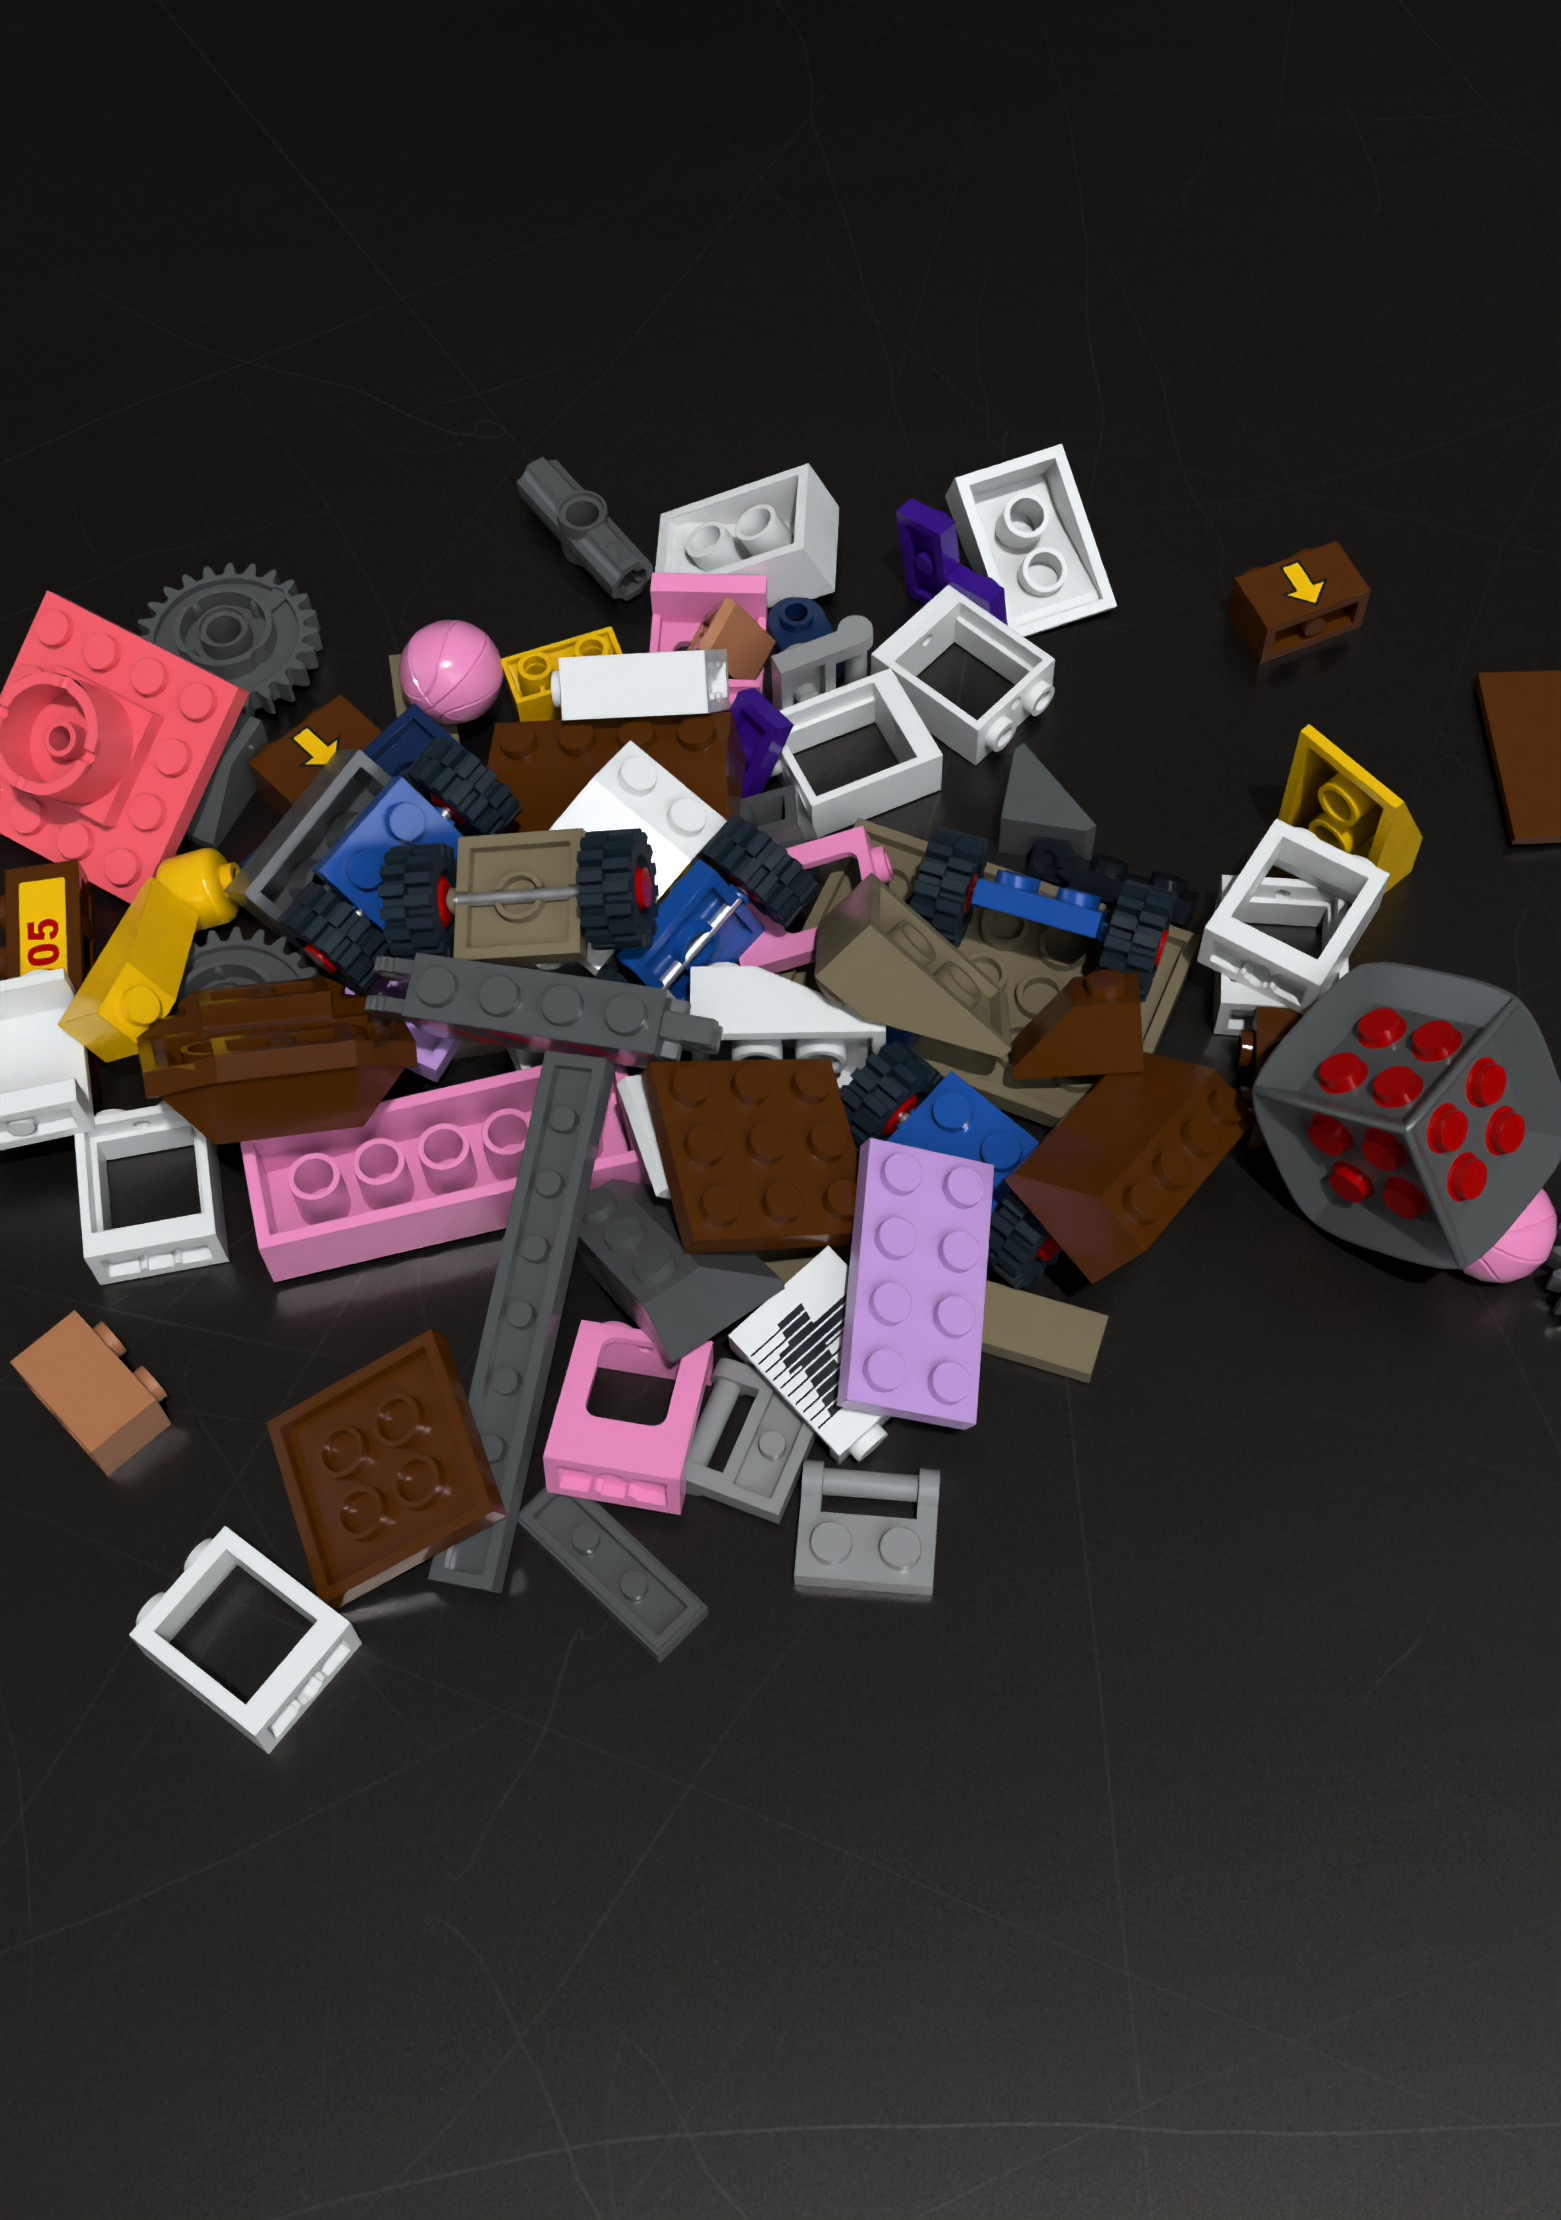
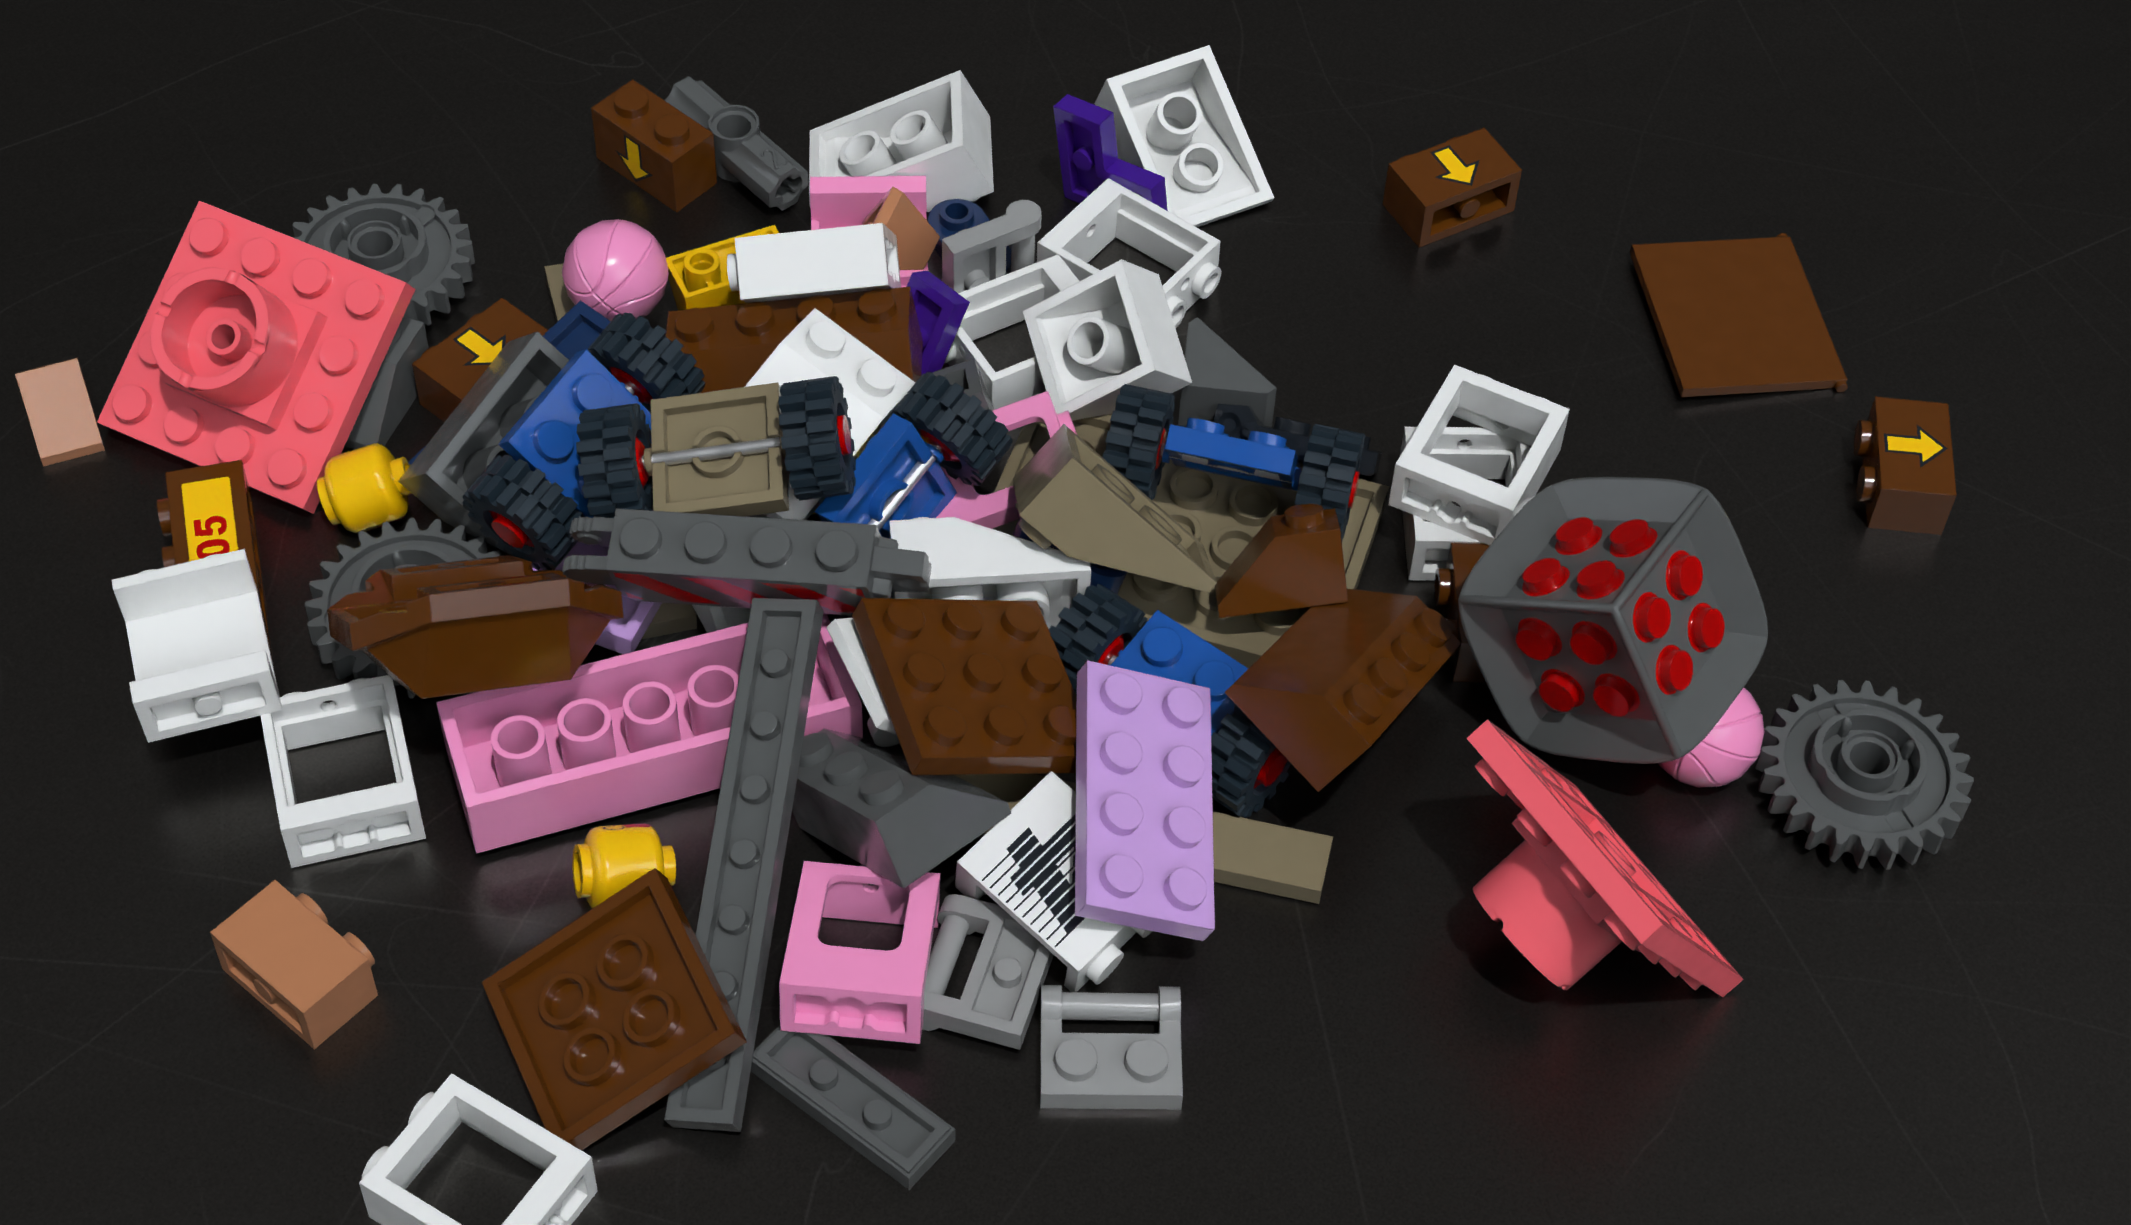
camera: 10 degrees left, 10 degrees down
(134, 975) = (312, 562): yellow slope -> none
(408, 1304) = (617, 857): none -> yellow head
(504, 529) = (654, 145): none -> reddish brown brick
(928, 772) = (1106, 336): none -> white slope
(1348, 807) = (1525, 350): yellow slope -> none
(1354, 1394) = (1577, 884): none -> coral piece

